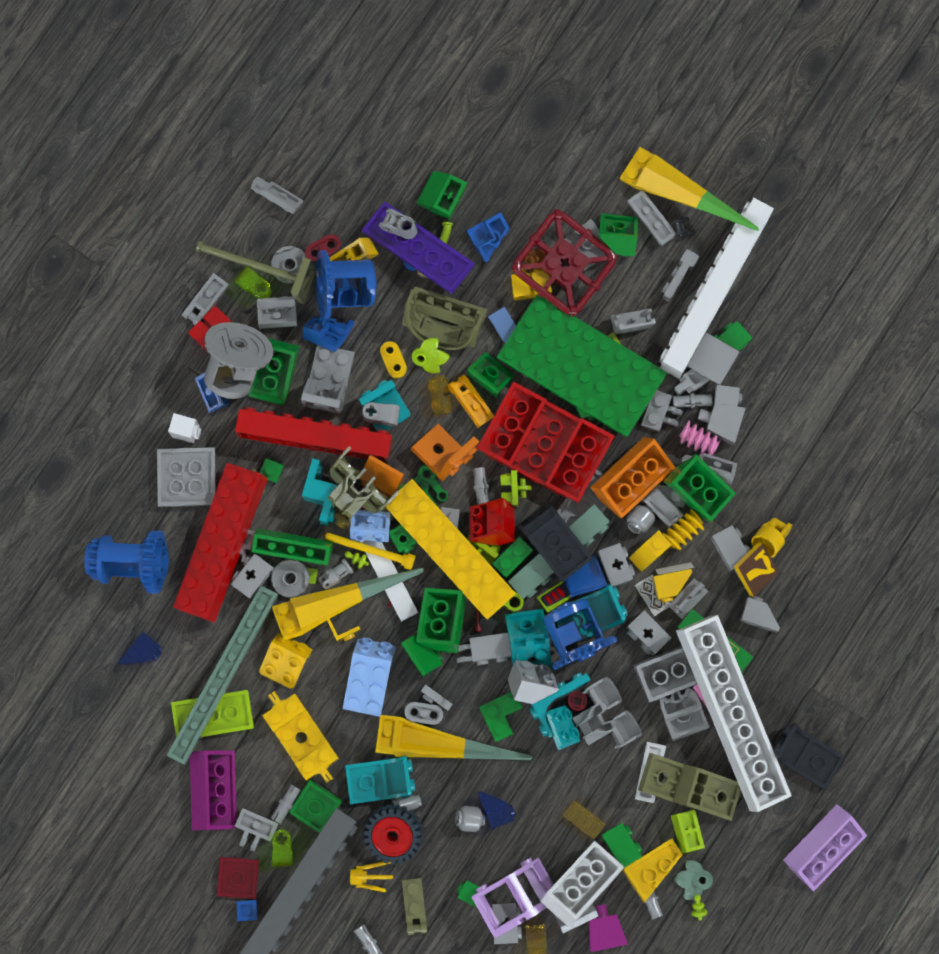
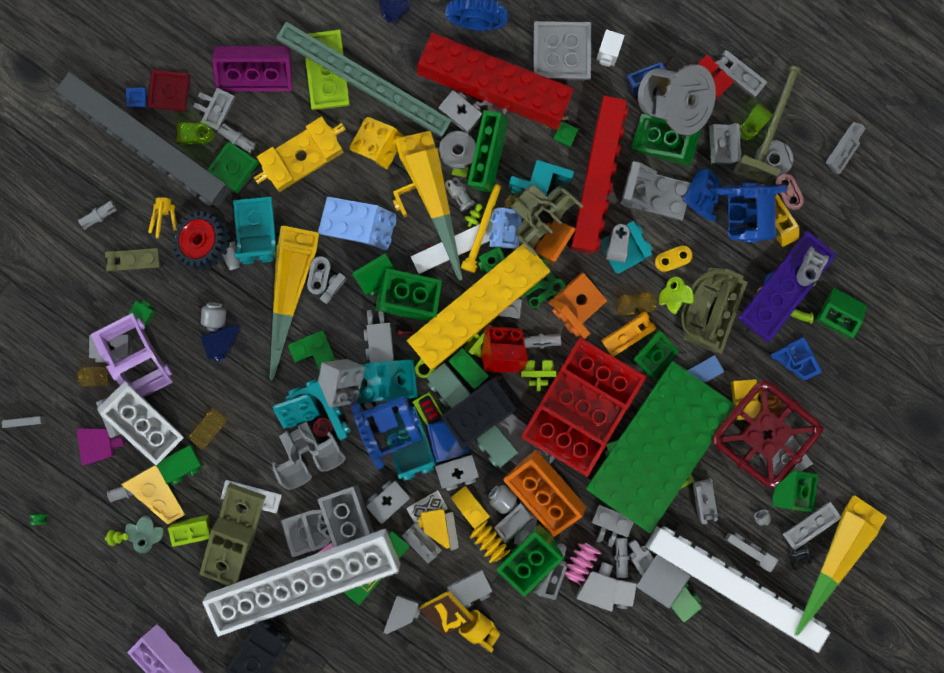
camera: 95 degrees right, 5 degrees up
(646, 265) = (762, 517): none -> light grey hinge

